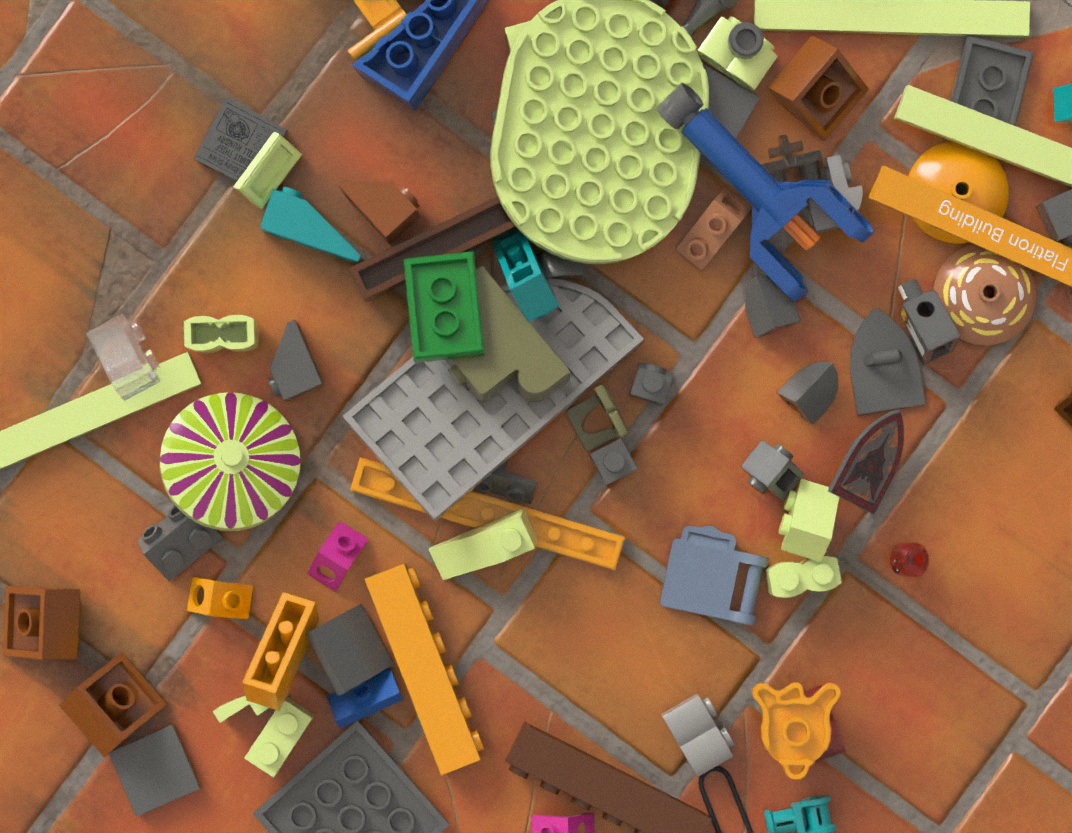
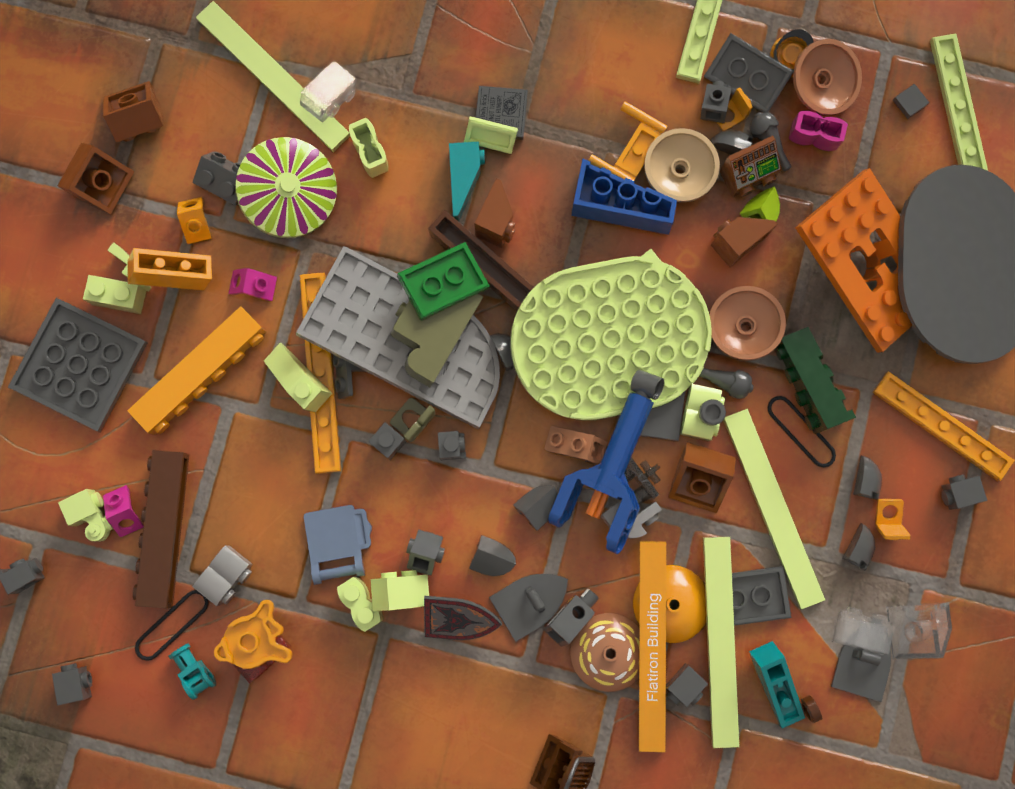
camera: 70 degrees right, 5 degrees down
(155, 770) = (63, 224): dark grey tile -> none
(293, 366) = (368, 204): dark grey slope -> none
(349, 649) = (190, 316): dark grey tile -> none
(365, 698) = (162, 340): blue plate -> none
(525, 275) = (486, 329): teal slope -> none
(909, 559) = (401, 674): clear red piece -> none

